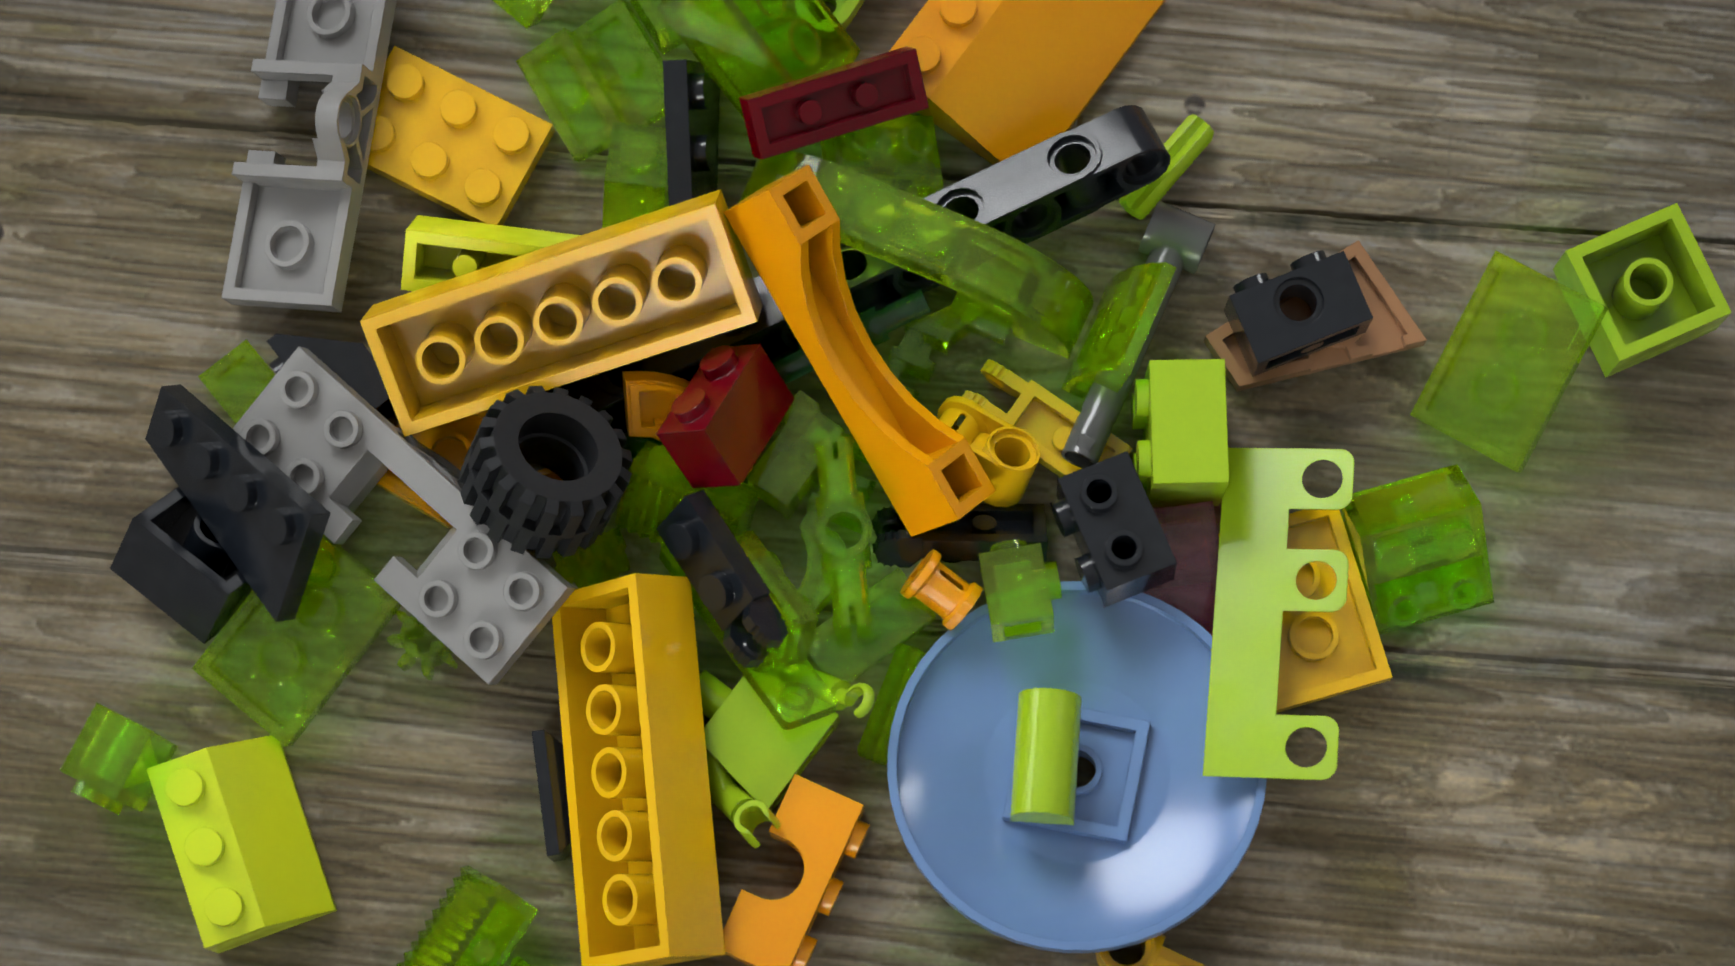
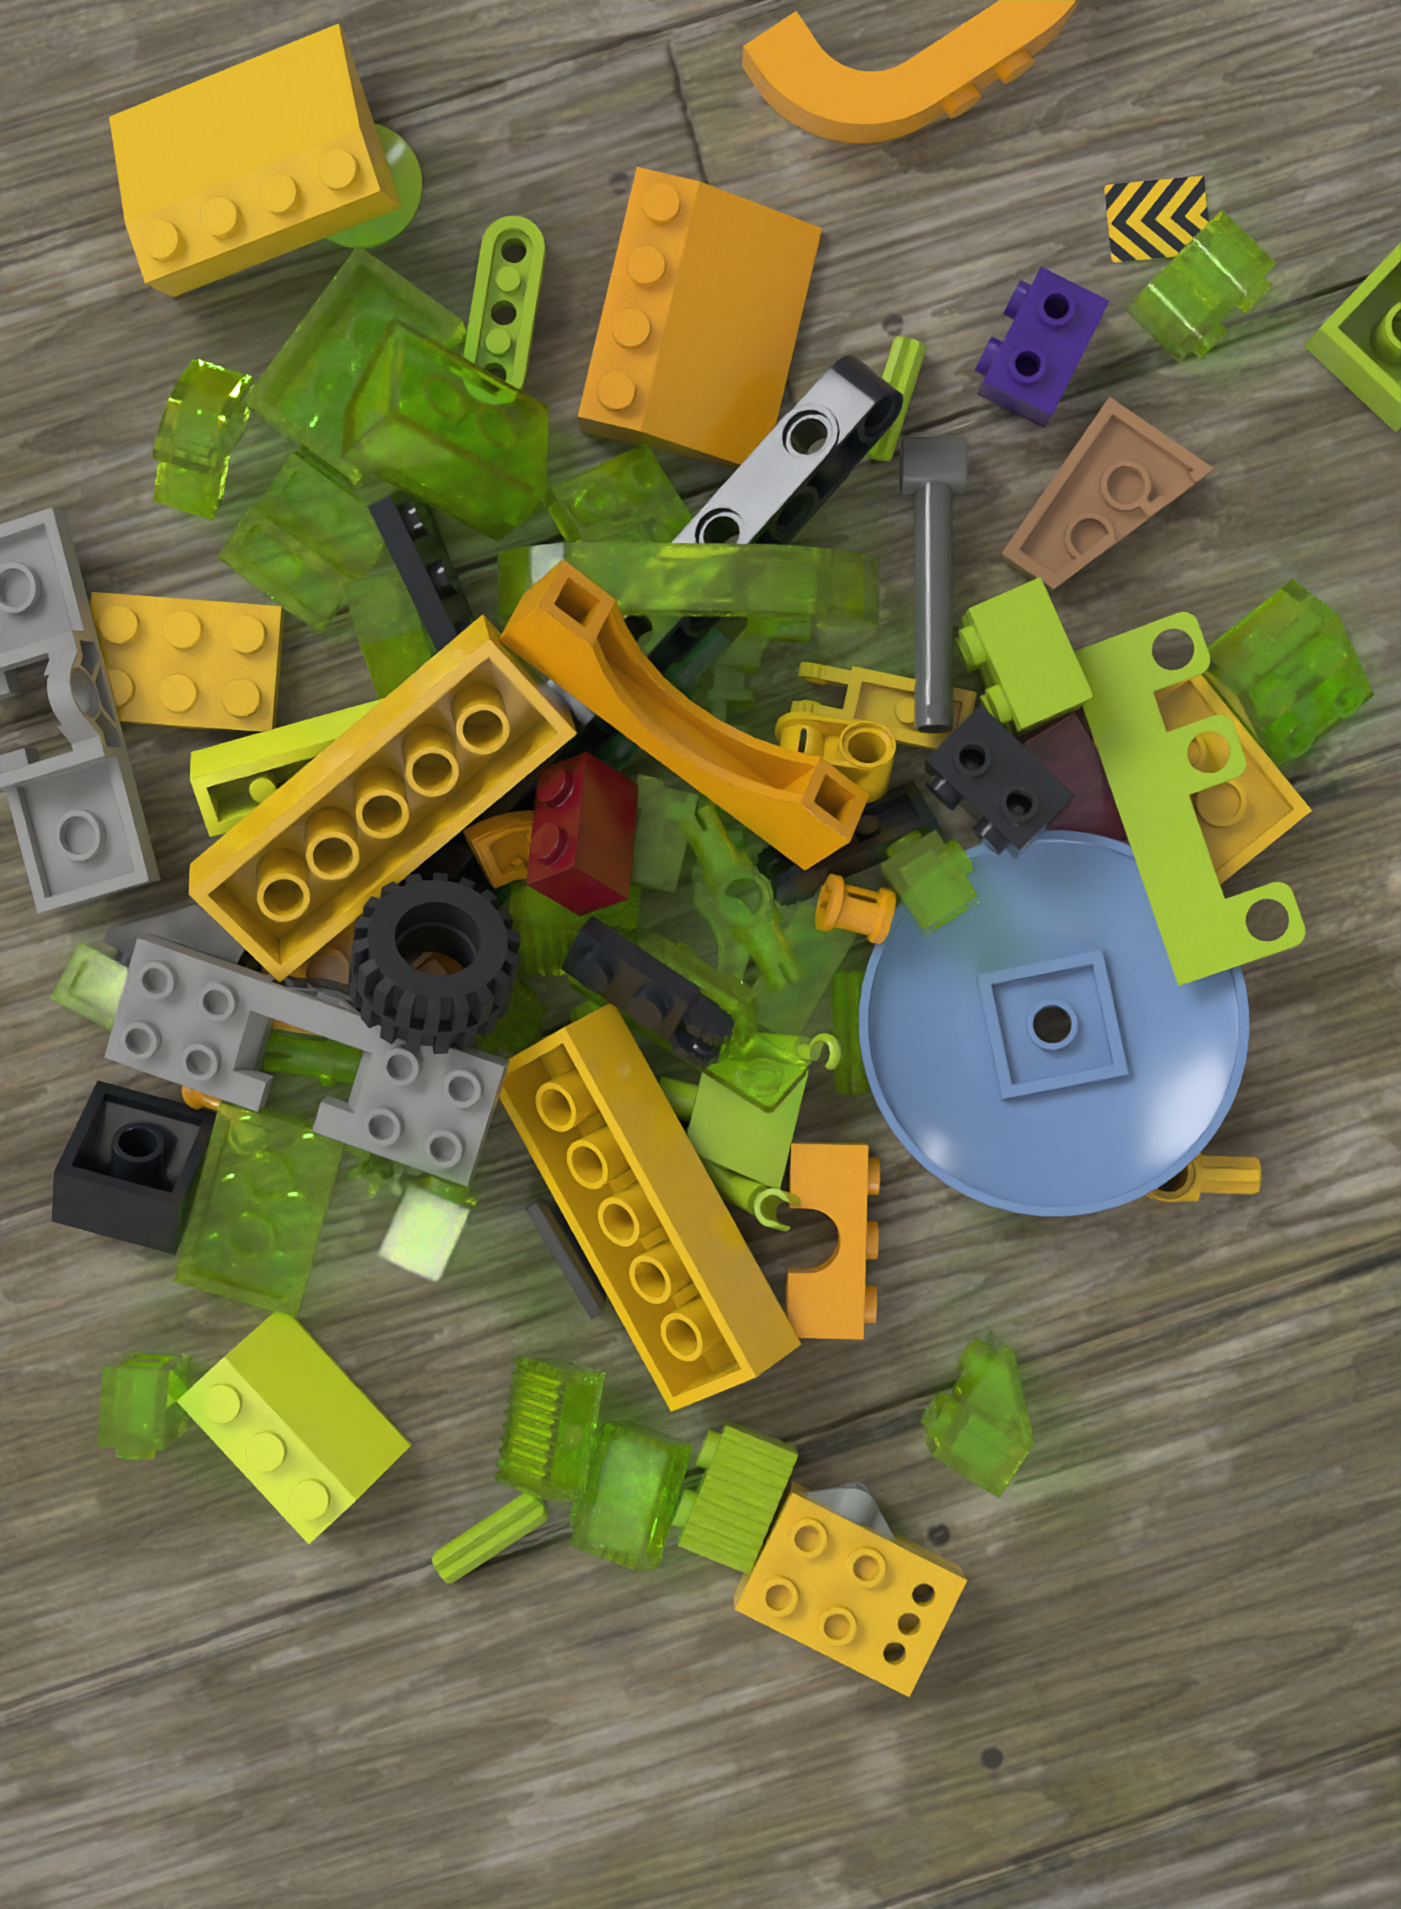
camera: 30 degrees left, 10 degrees up
(244, 499) = (154, 1107): black wing -> none
(412, 531) = (312, 1058): none -> clear neon green pin
(441, 709) = (429, 1226): none -> clear neon green brick
(833, 102) = (553, 478): dark red plate -> none
(1046, 756) = (1024, 1031): lime brick -> none
(1119, 328) = (919, 583): clear neon green slope -> none
(1270, 337) = (1115, 471): black brick -> none
(1314, 173) = (1041, 347): none -> dark purple brick
(1467, 109) = (1154, 217): none -> sticker
(1479, 181) = (1201, 287): none -> clear neon green brick
(1509, 361) = (1304, 457): clear neon green tile -> none

